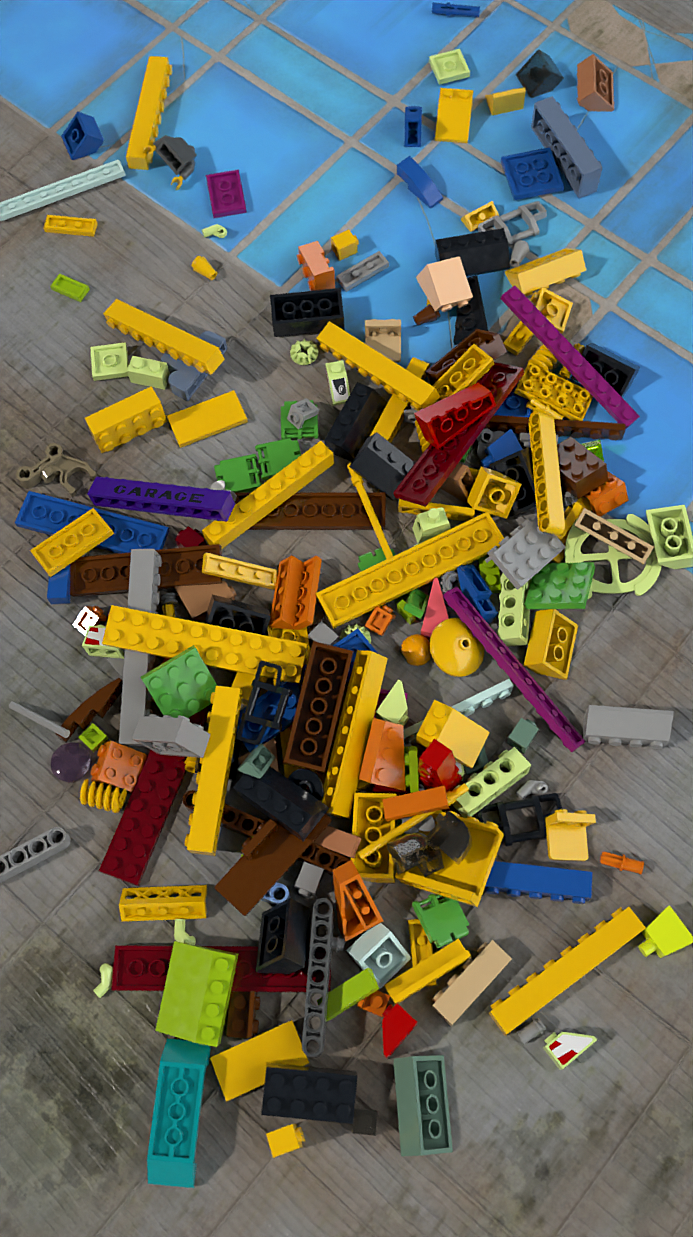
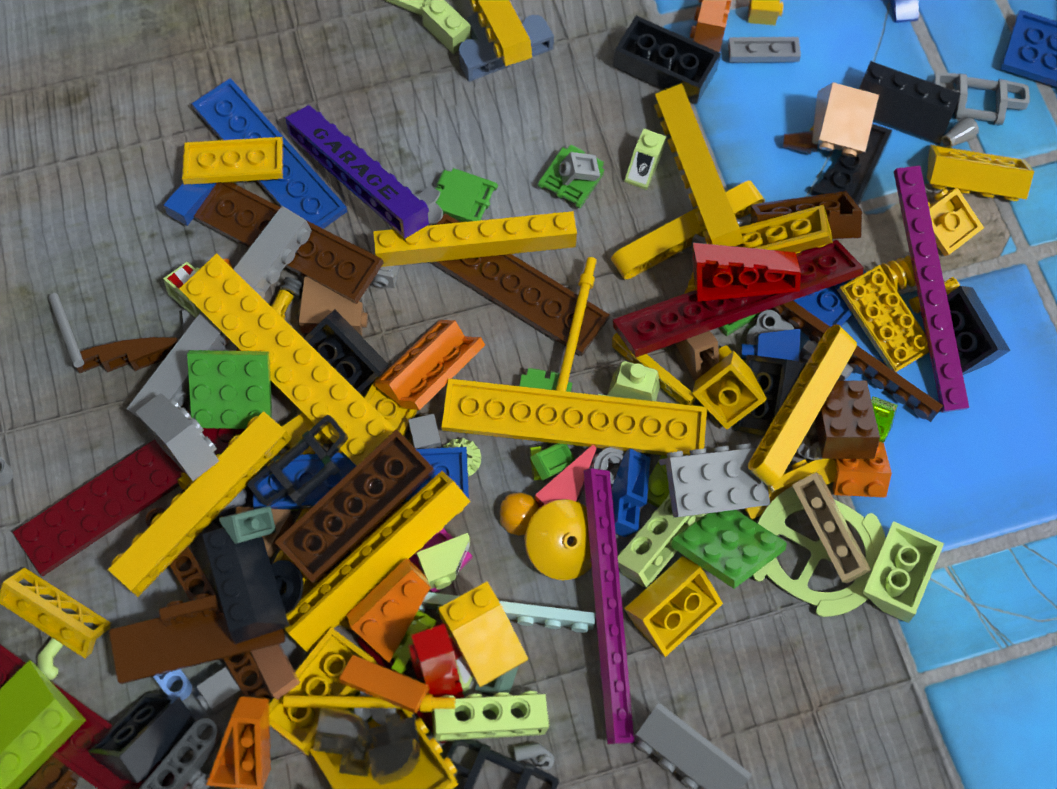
camera: 25 degrees right, 0 degrees up
(52, 466) = (271, 66): dark tan piece -> none
(70, 762) = (68, 397): clear purple dish -> none
(89, 616) = (195, 253): bracket -> none
(93, 737) = (108, 385): lime plate -> none
(102, 798) = (71, 455): yellow piece -> none
(118, 765) = (111, 433): orange bracket -> none
(126, 419) = (383, 62): yellow brick -> none
(190, 538) = (360, 234): dark red brick -> none
(207, 418) = (474, 113): yellow tile -> none
(239, 571) = (384, 302): yellow tile -> none
(277, 456) = (520, 199): bright green plate -> none
(300, 357) = (624, 105): yellowish green gear -> none
(355, 421) = (631, 215): black slope -> none
(380, 619) = (503, 453): orange bracket -> none
(381, 464) = (624, 279): black slope -> none
(384, 337) = (732, 141): tan bracket -> none
(479, 215) = (946, 63): yellow slope -> none
(518, 338) = (886, 232): yellow plate -> none
(523, 735) = (567, 687): sand green brick -> none
(536, 405) = (858, 331): yellow pin -> none

